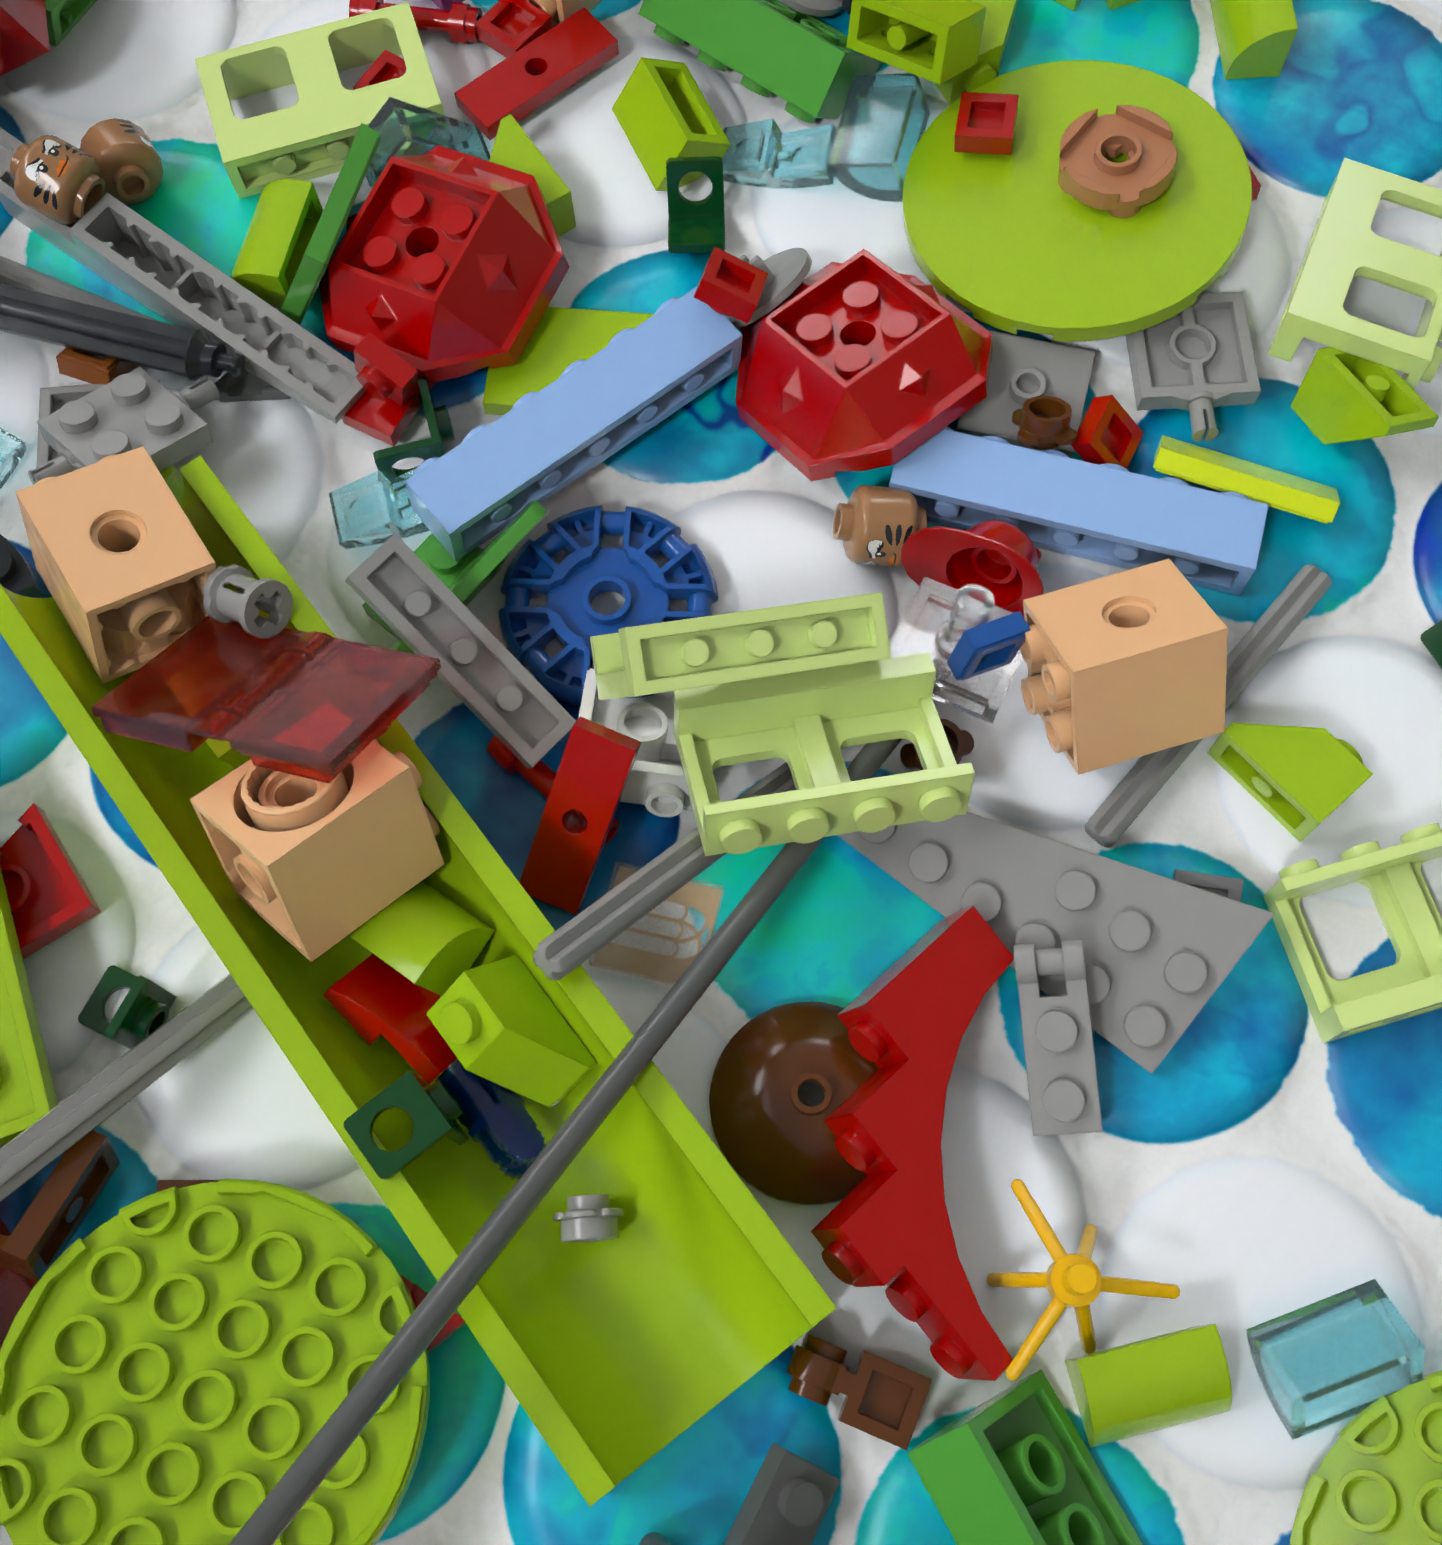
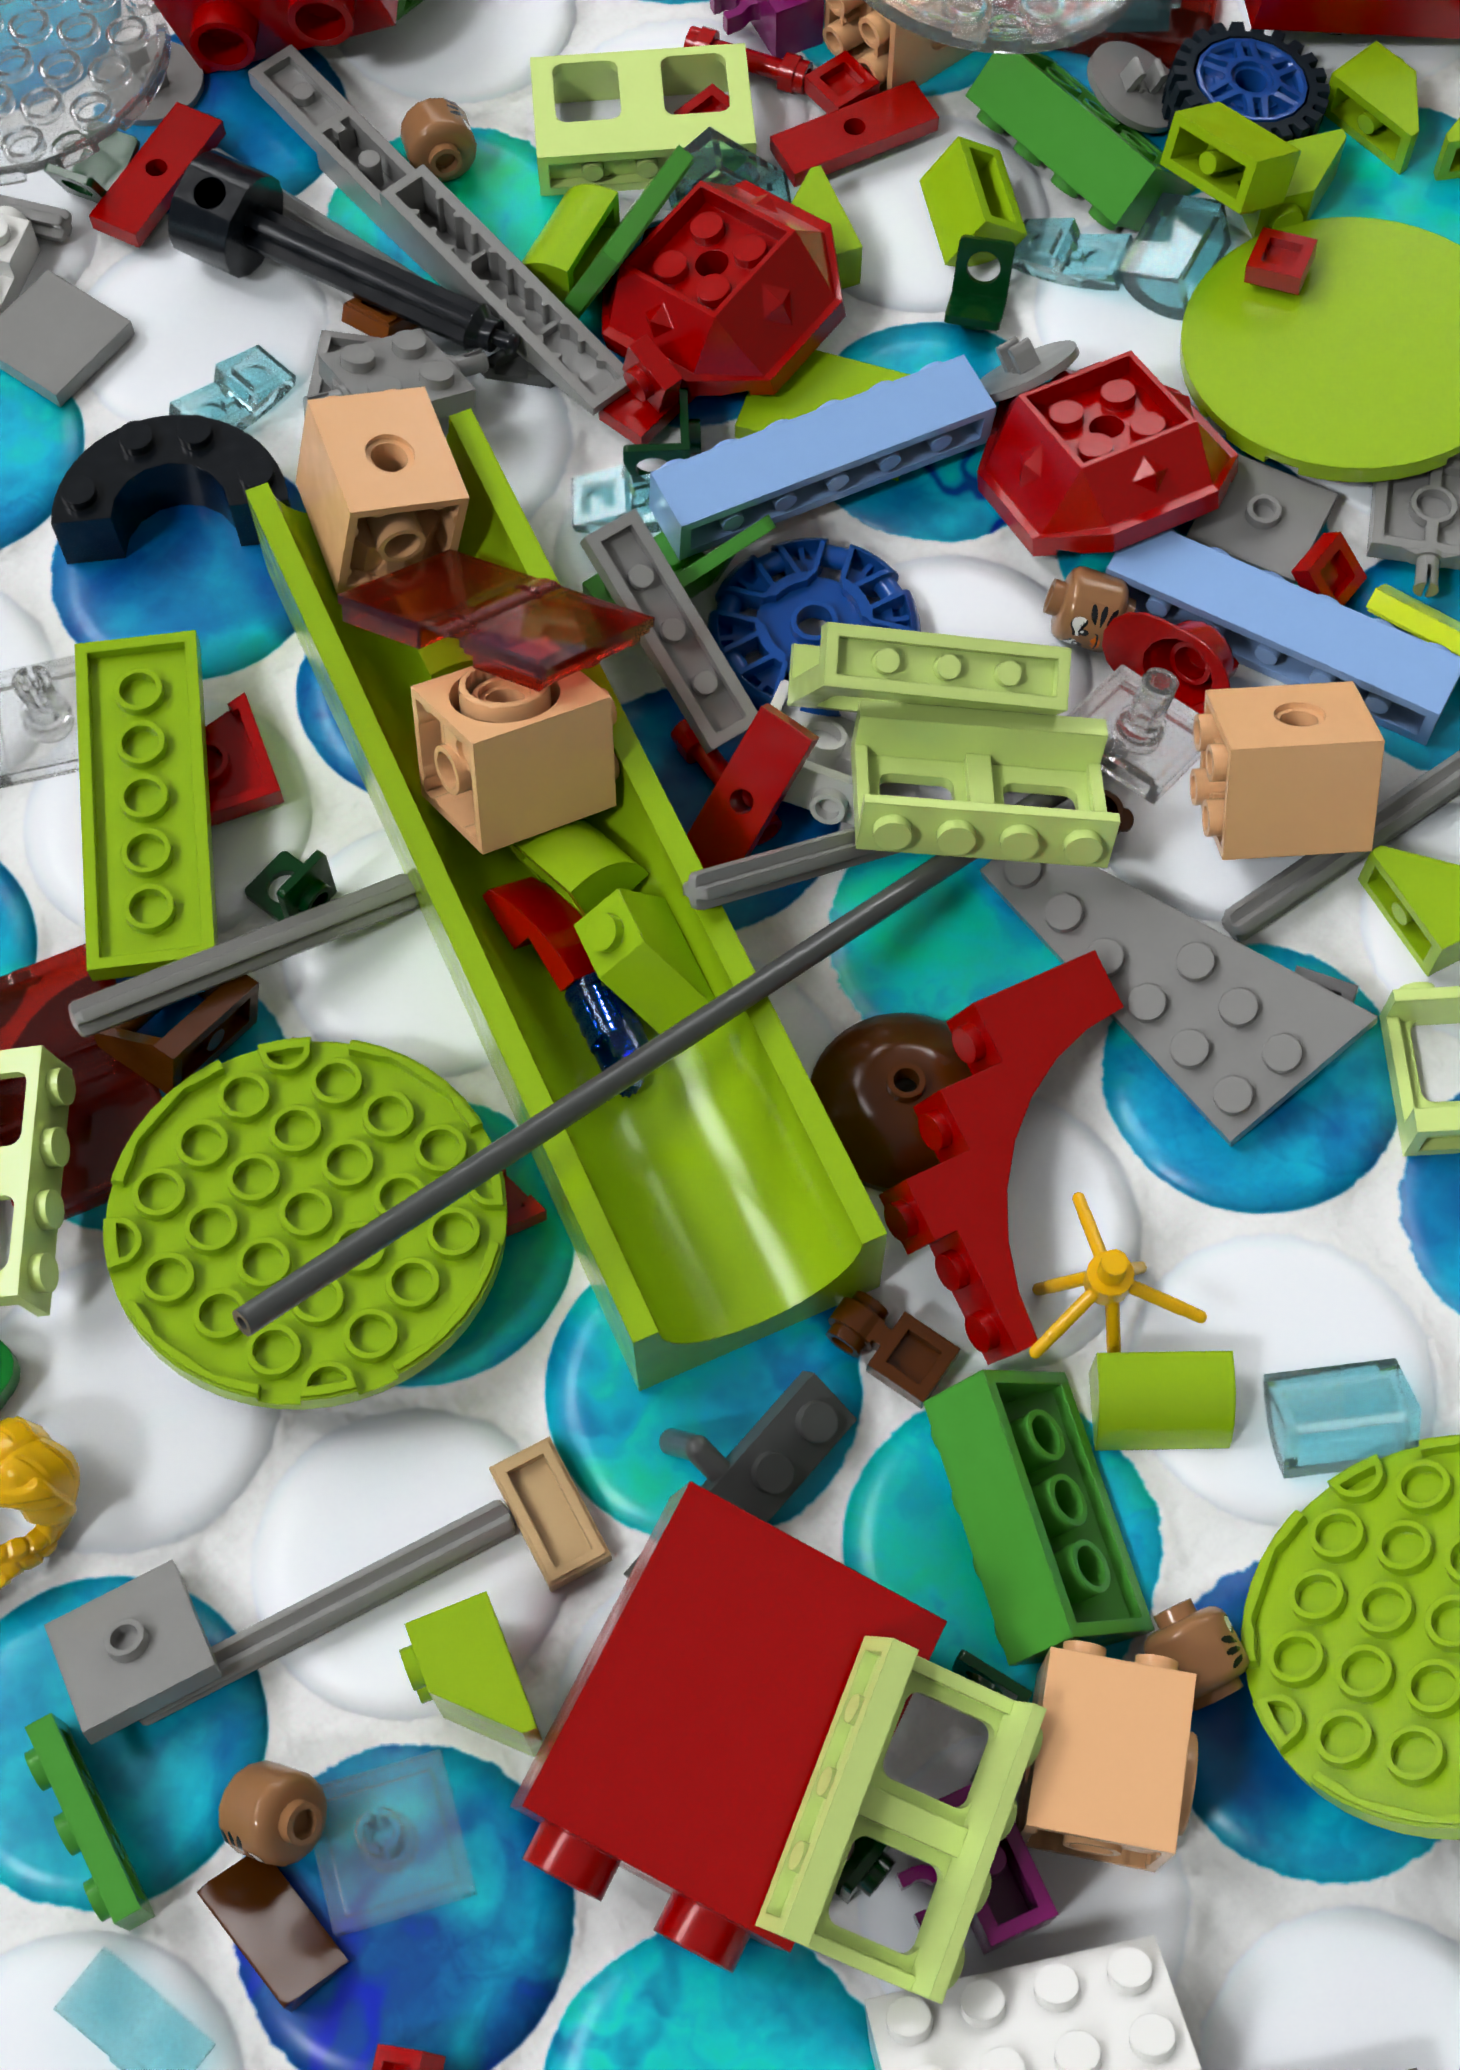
camera: 10 degrees right, 5 degrees down
(56, 179) = (380, 142): medium nougat head -> none
(243, 606) = (483, 542): light grey bush -> none
(433, 1117) = (563, 1005): dark green bracket -> none
(588, 1219) = (679, 1137): light grey plate -> none
(668, 936) = (789, 915): clear piece -> none
(730, 285) = (995, 358): red plate -> none
(988, 646) = (1163, 726): blue tile -> none
(1044, 423) = (1269, 545): reddish brown plate -> none
(1058, 1041) = (1148, 1090): light grey plate -> none
(1112, 185) = (1397, 342): nougat plate -> none

